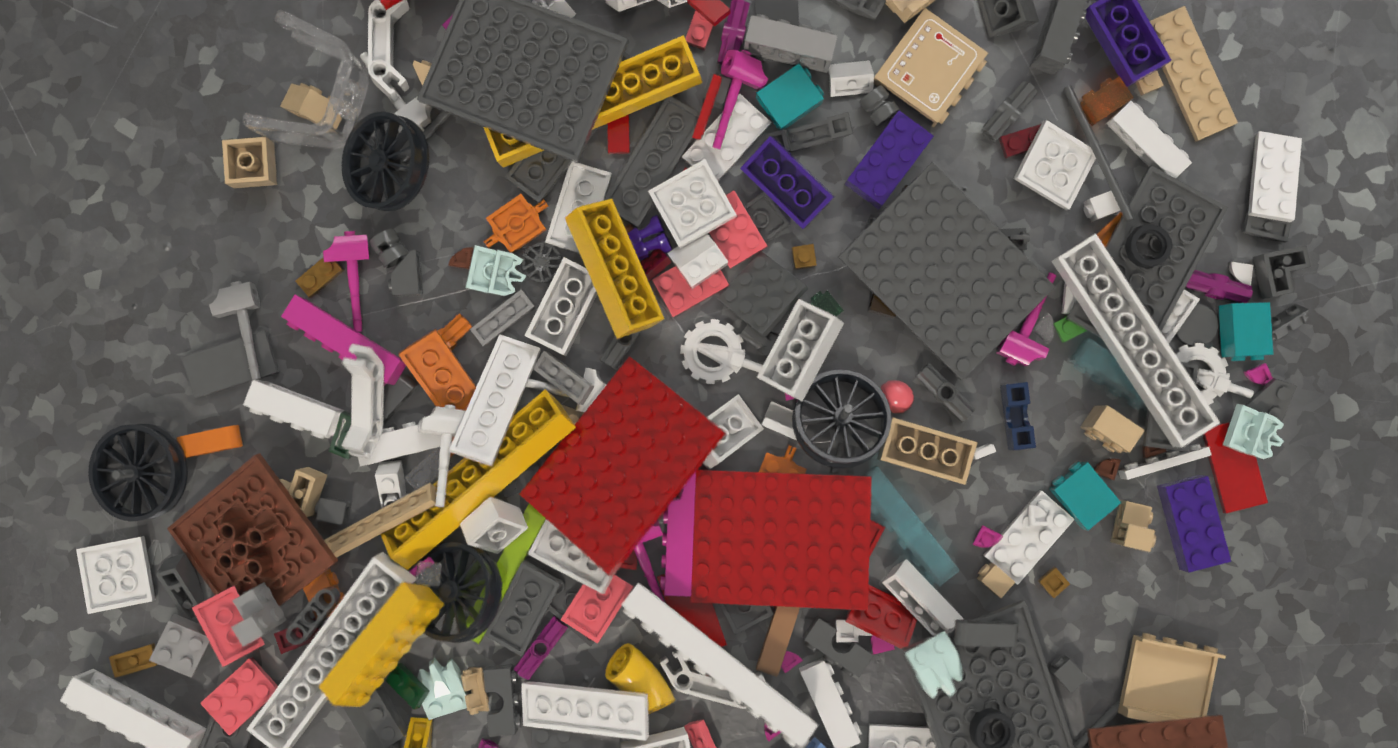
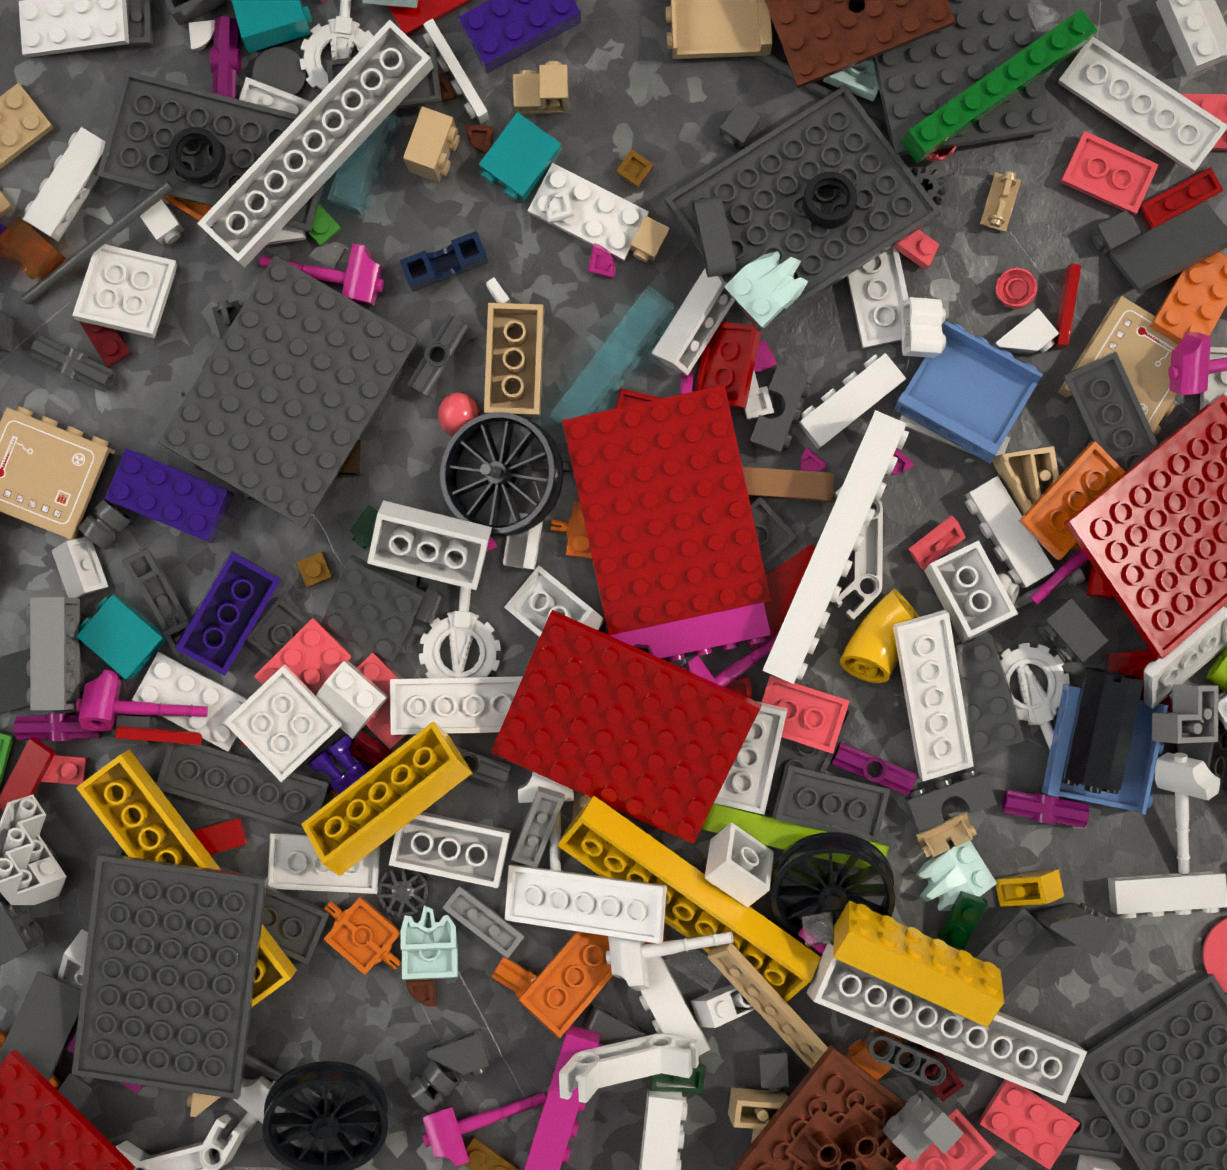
camera: 105 degrees left, 0 degrees up
(674, 336) = (452, 703): none -> white plate
(876, 580) = (686, 383): none -> dark pink tile

